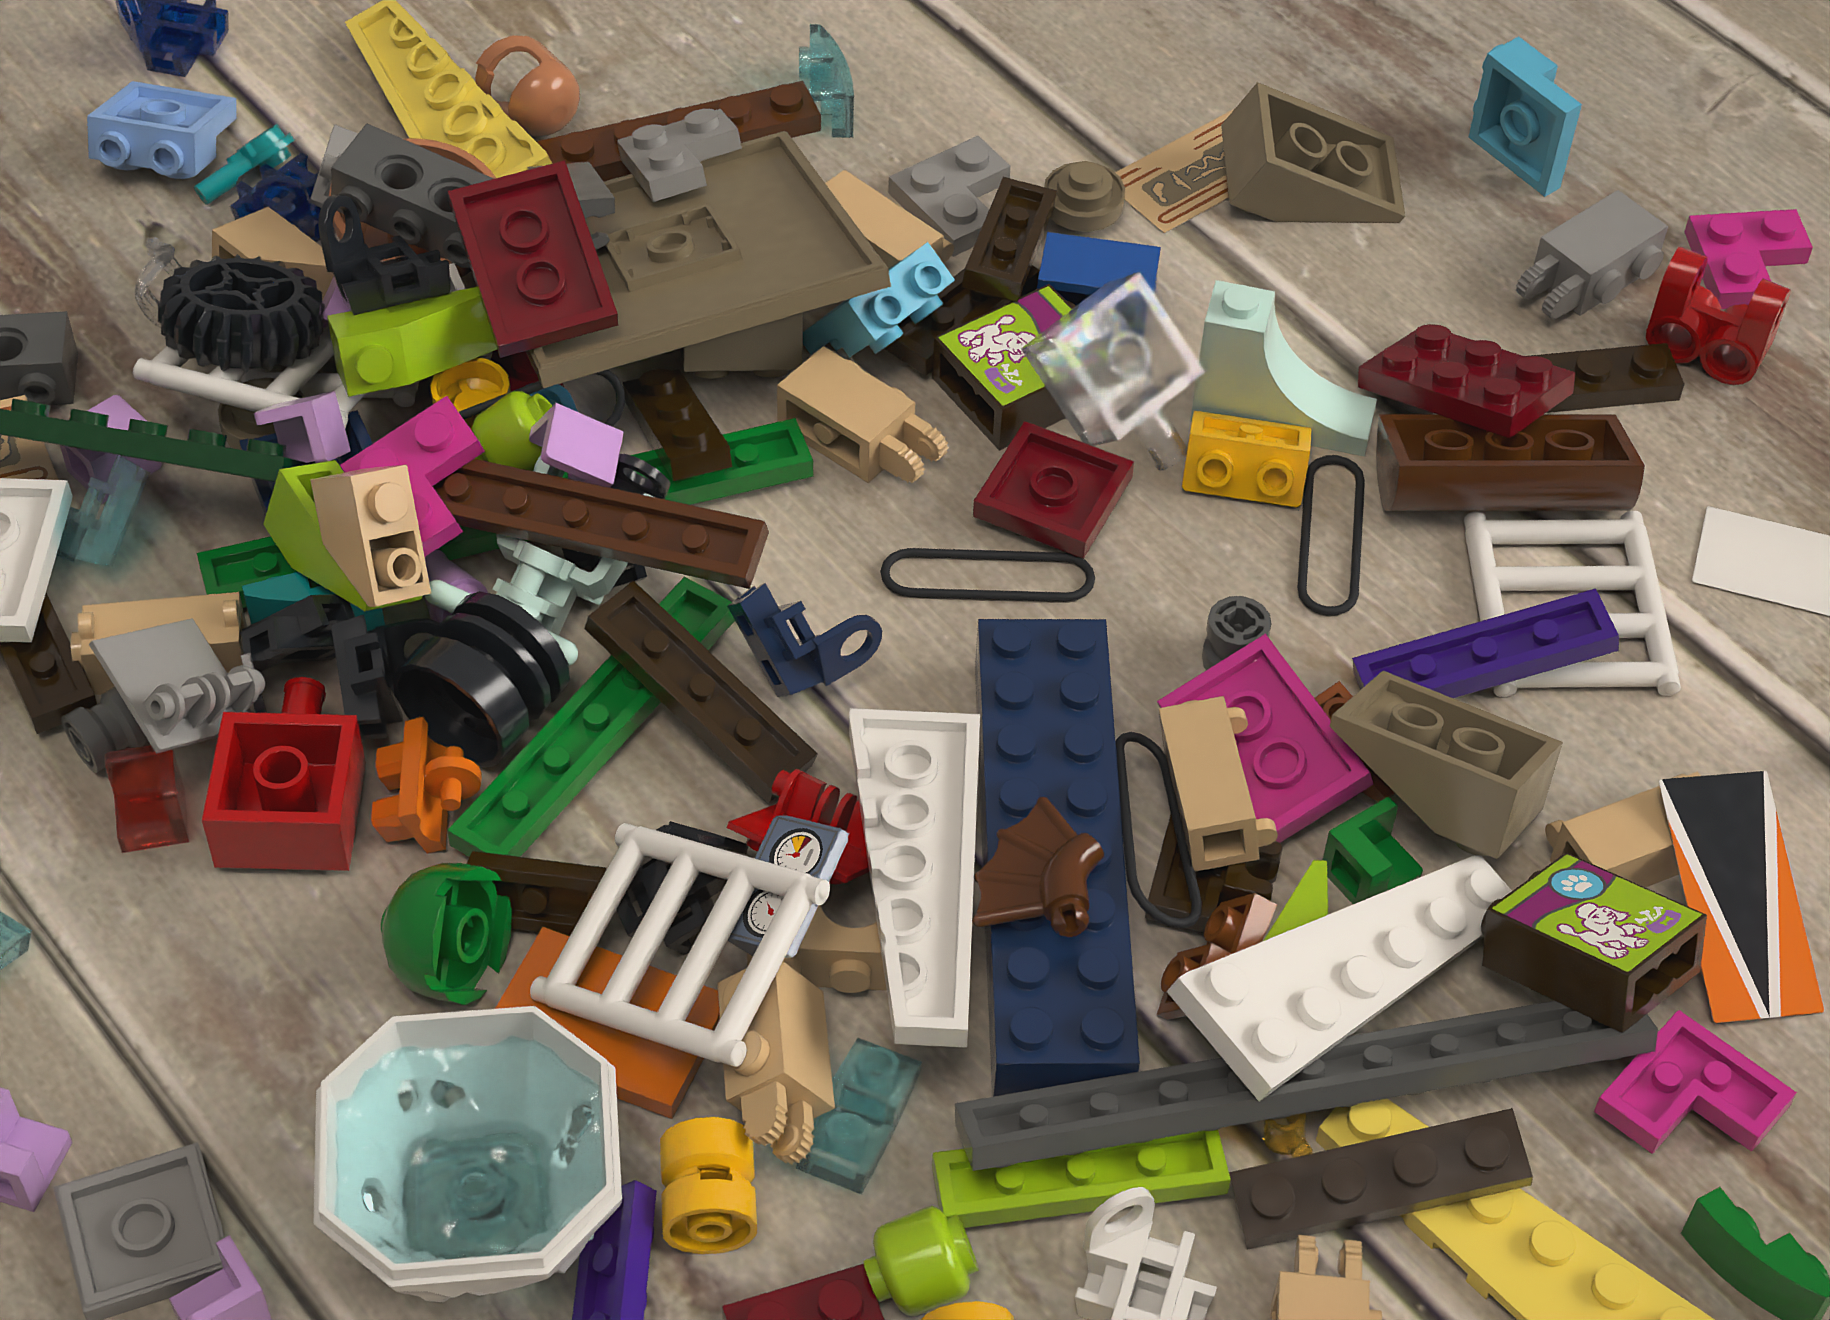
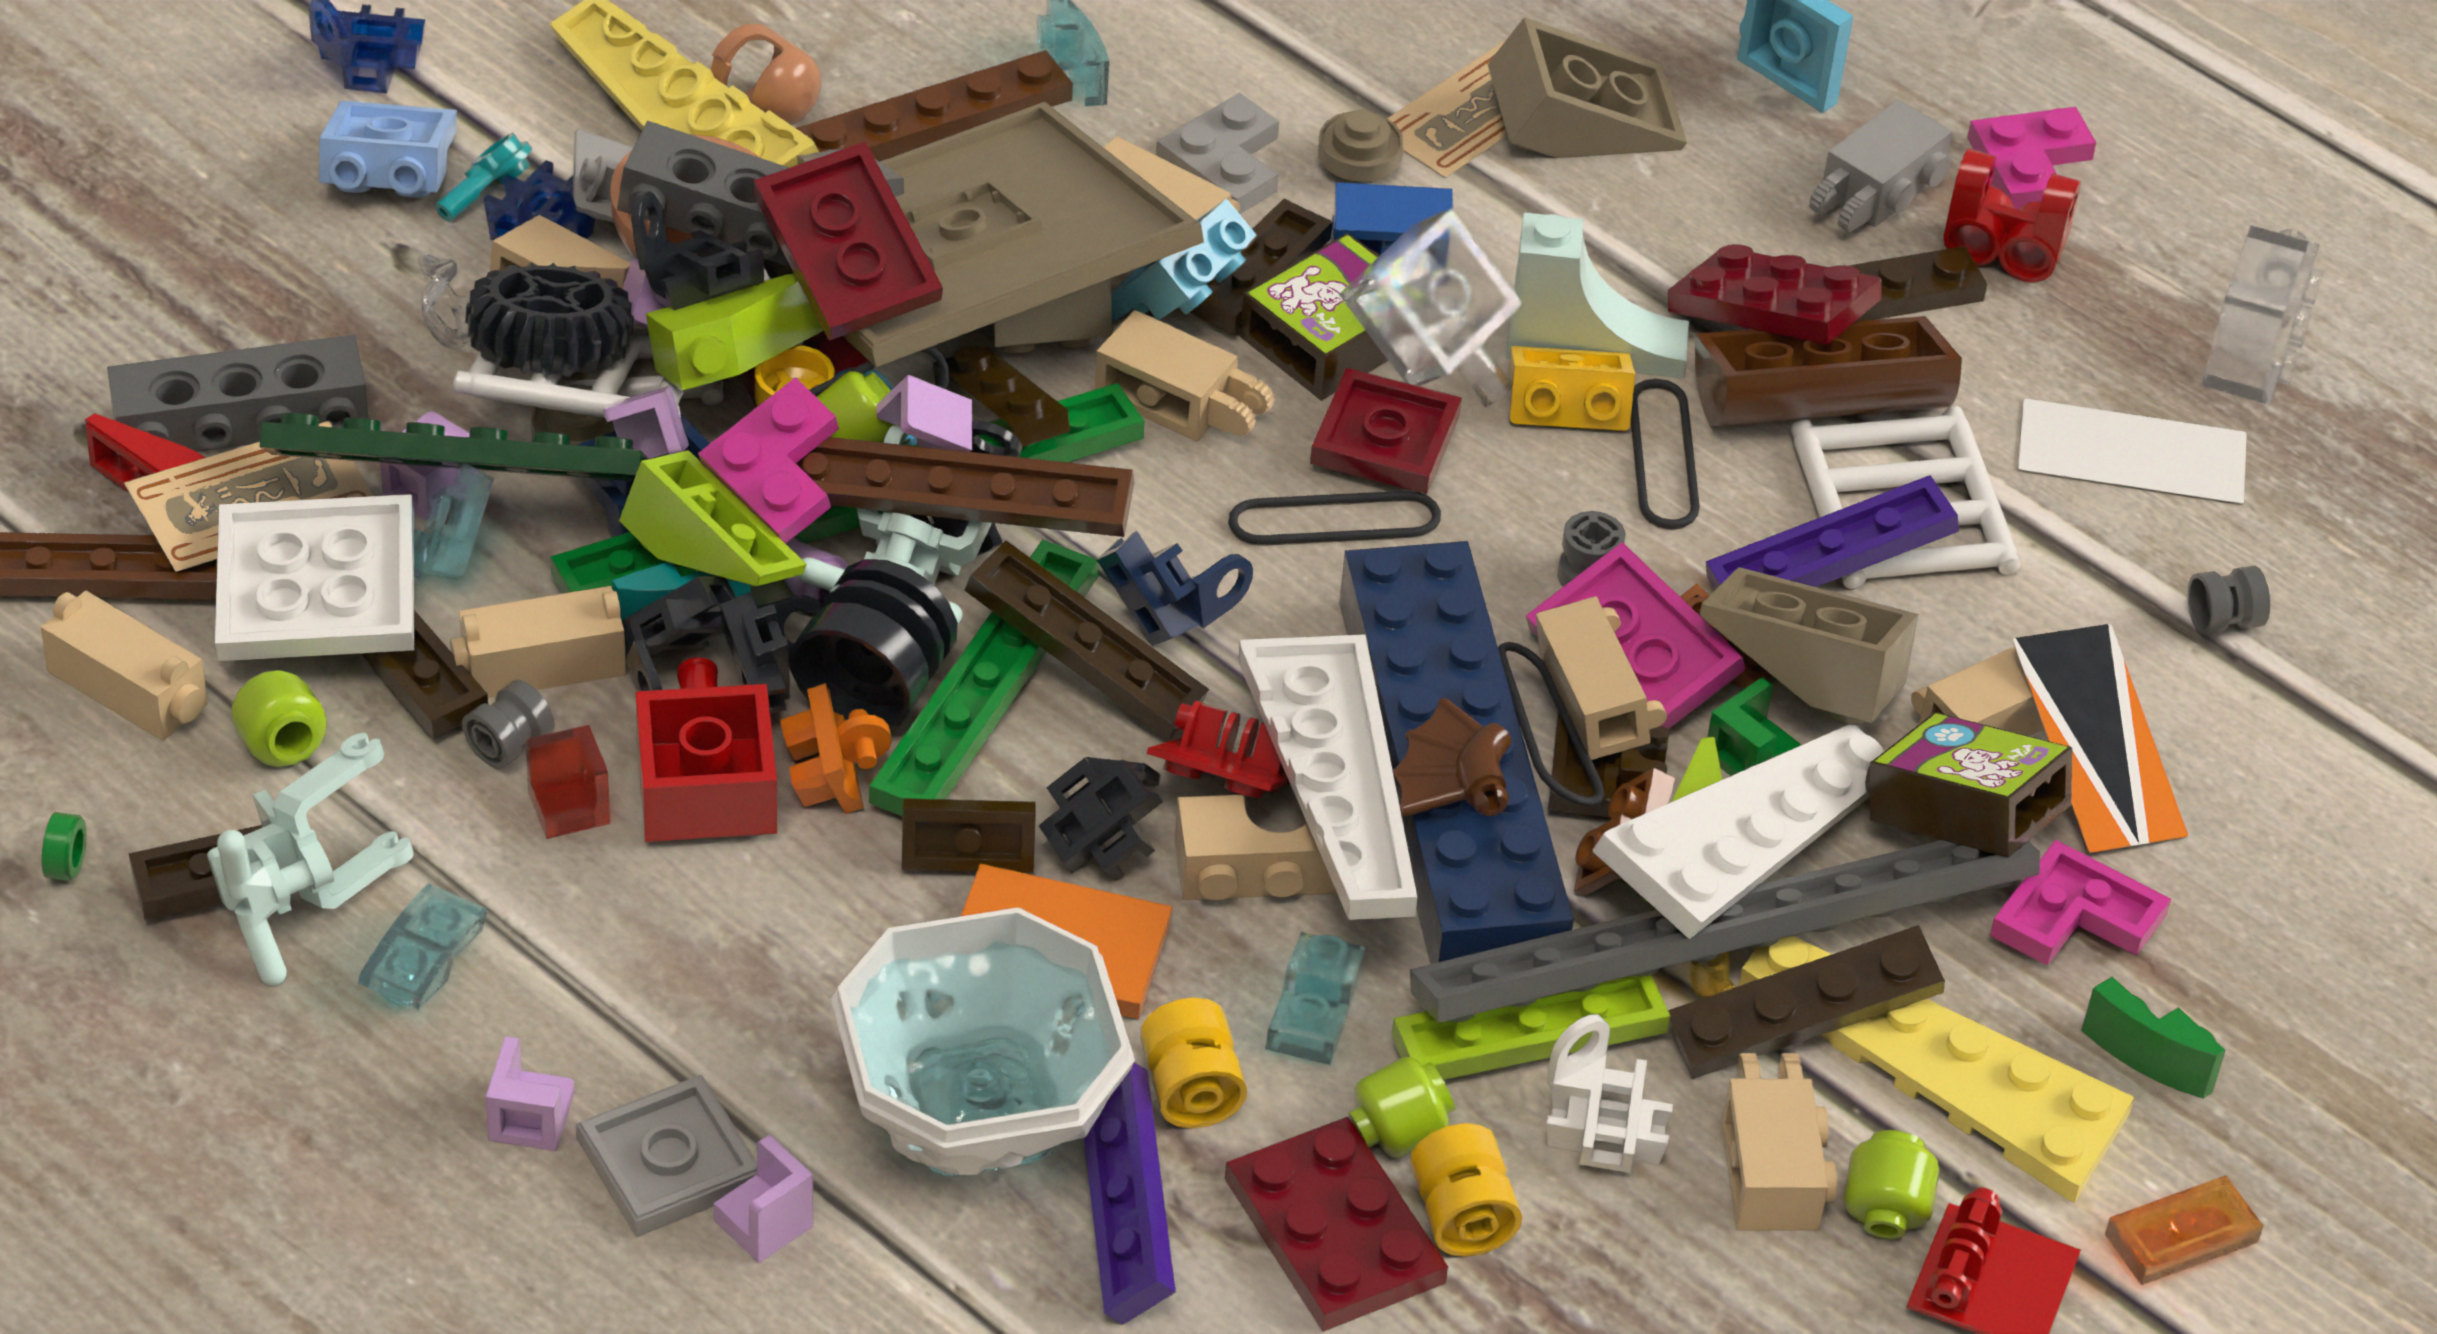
camera: 10 degrees left, 5 degrees down
(175, 682) = (581, 672): light grey hinge -> none
(373, 532) = (754, 508): tan slope -> none
(447, 930) = (891, 867): green cylinder -> none
(669, 156) = (936, 134): light grey plate -> none
(669, 1024) = (1120, 781): white bar -> none
(785, 1065) = (1233, 945): tan hinge -> none
(797, 846) = (1218, 796): slope -> none
(1009, 239) = (1299, 192): dark brown plate -> none

